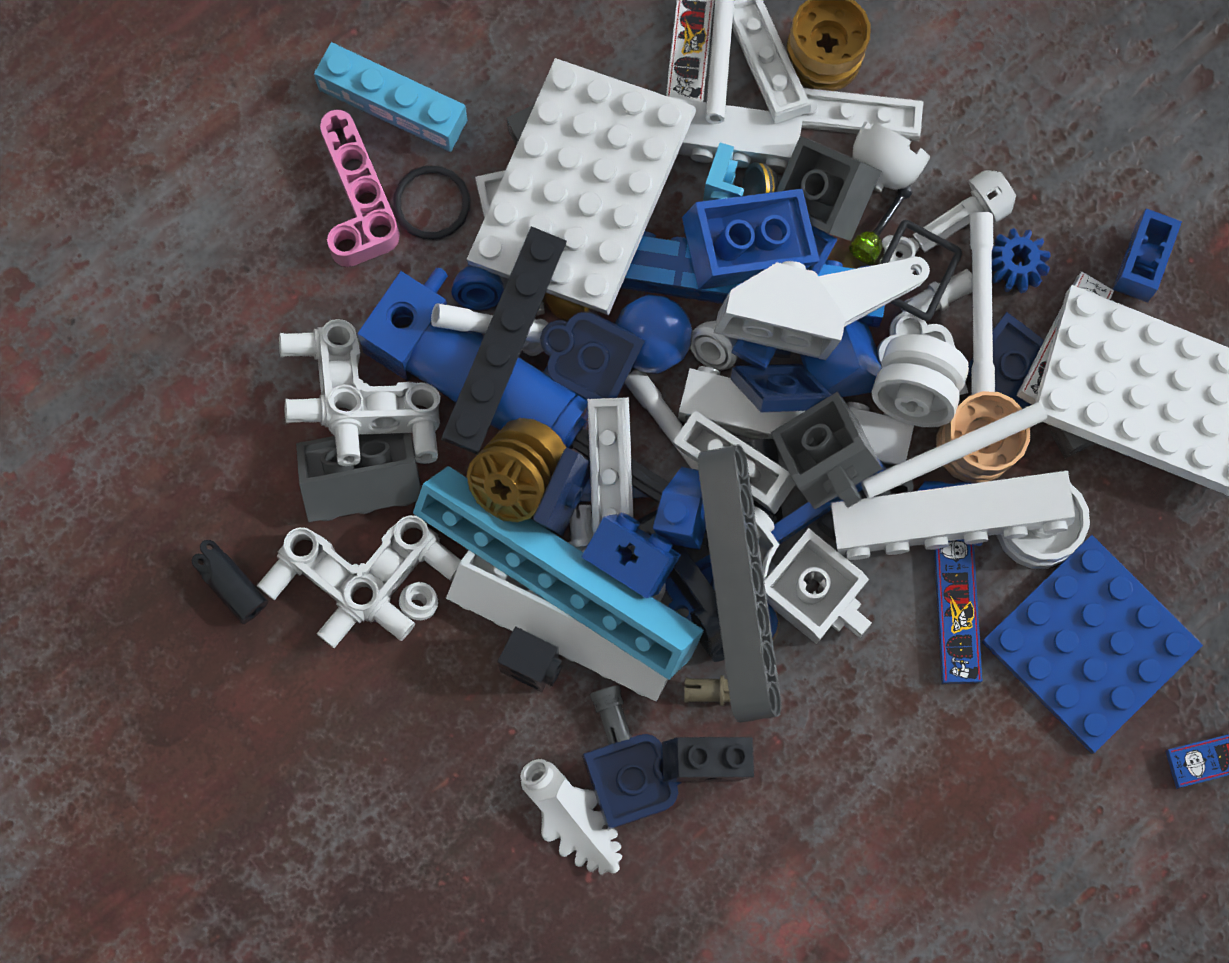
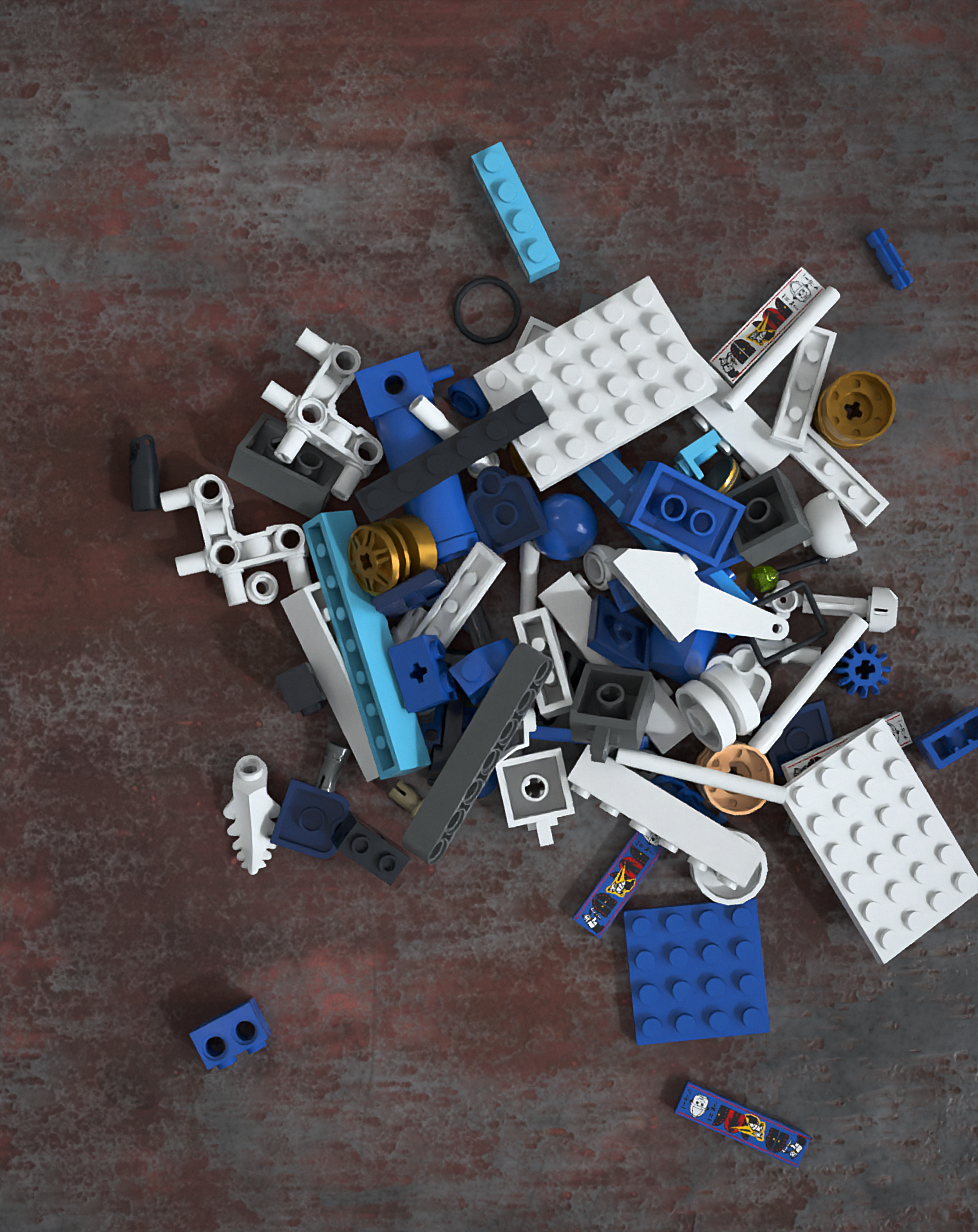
camera: 45 degrees right, 10 degrees up
(356, 183) = (439, 258): bright pink beam -> none

